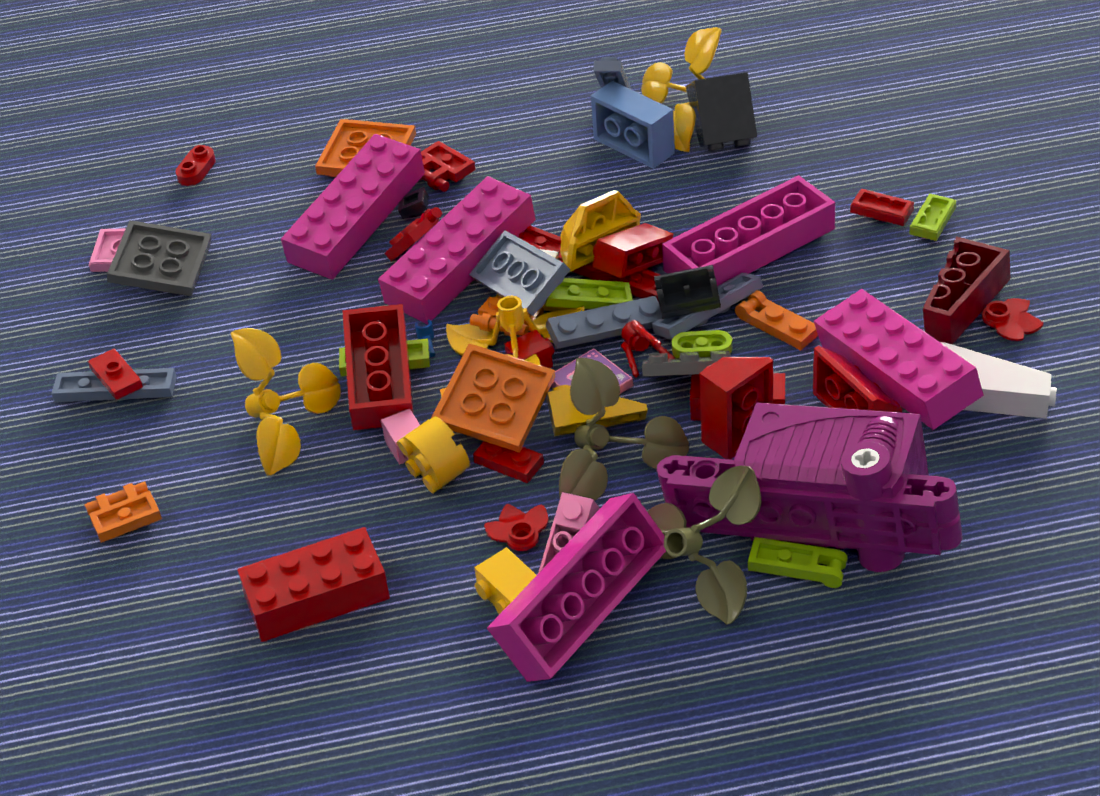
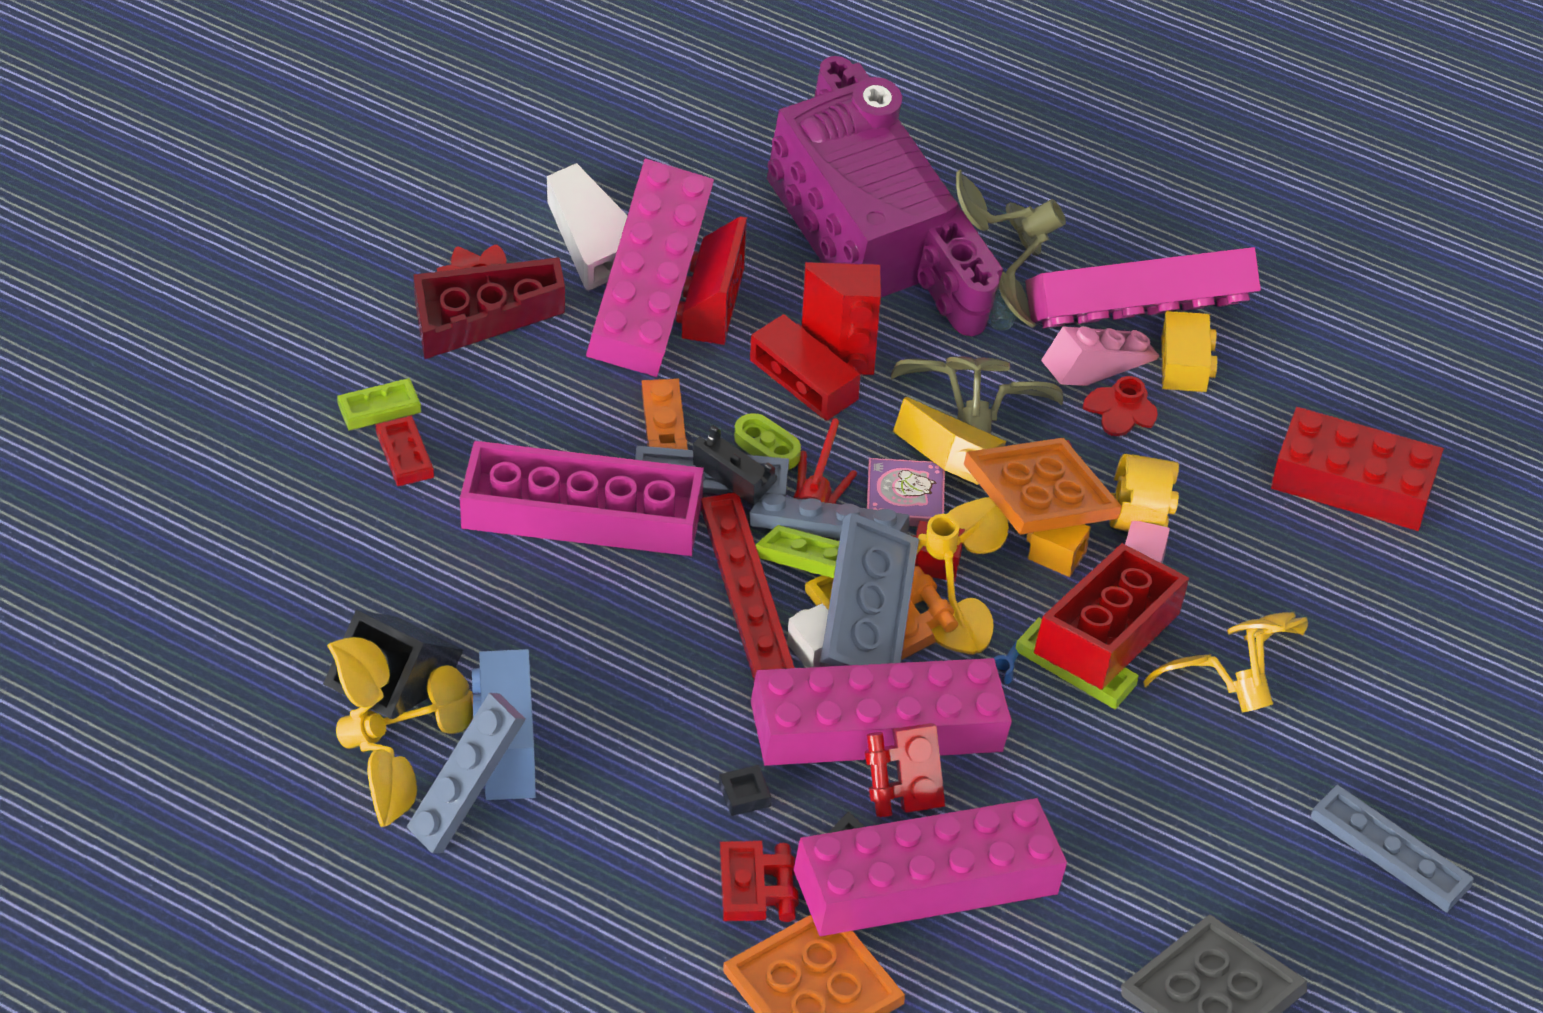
camera: 145 degrees left, 5 degrees up
(115, 374) = (1389, 836): red plate -> none
(122, 511) = (1485, 674): orange plate -> none
(594, 221) = (735, 596): yellow wedge -> none
(630, 250) = (717, 558): red brick -> none
(687, 364) = (824, 382): dark grey plate -> none

